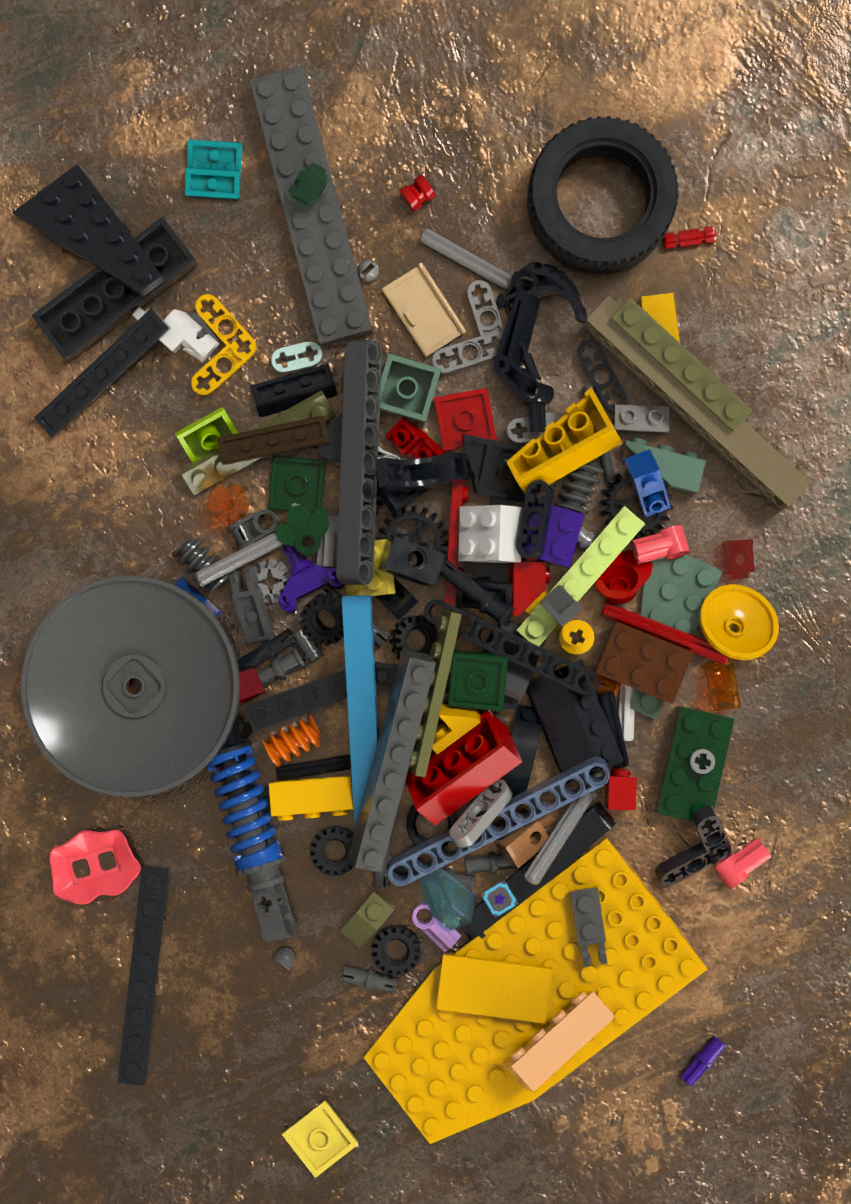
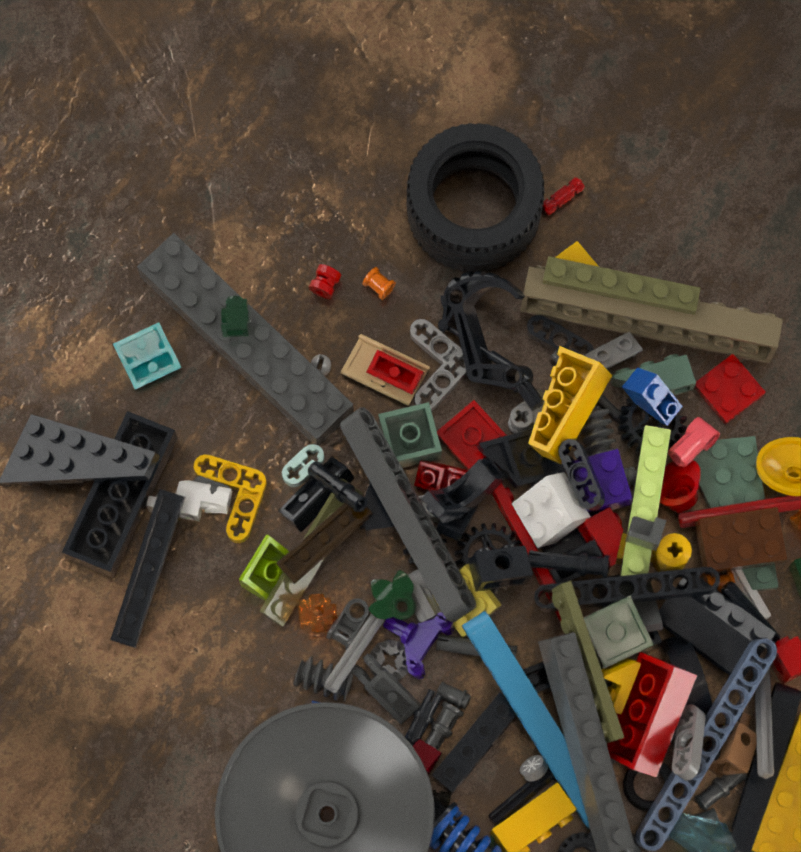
camera: 30 degrees left, 15 degrees down
(293, 741) = (489, 782): orange piece -> none
(296, 482) = (362, 564): dark green tile -> none
(313, 623) = (451, 676): black tyre -> none
(314, 408) = (343, 490): none -> black pin
(338, 750) = (534, 768): none -> light grey tile
(399, 602) = (508, 613): black slope -> none
(405, 627) = (526, 629): black tyre -> none
(430, 319) = (395, 372): none -> red slope
(466, 258) = (395, 311): light grey axle -> none
(467, 223) = (379, 283): none -> orange bush
(499, 898) = (747, 811): tile -> none
(728, 513) = (729, 389): none -> red plate
(731, 550) = (751, 417): clear red brick -> none

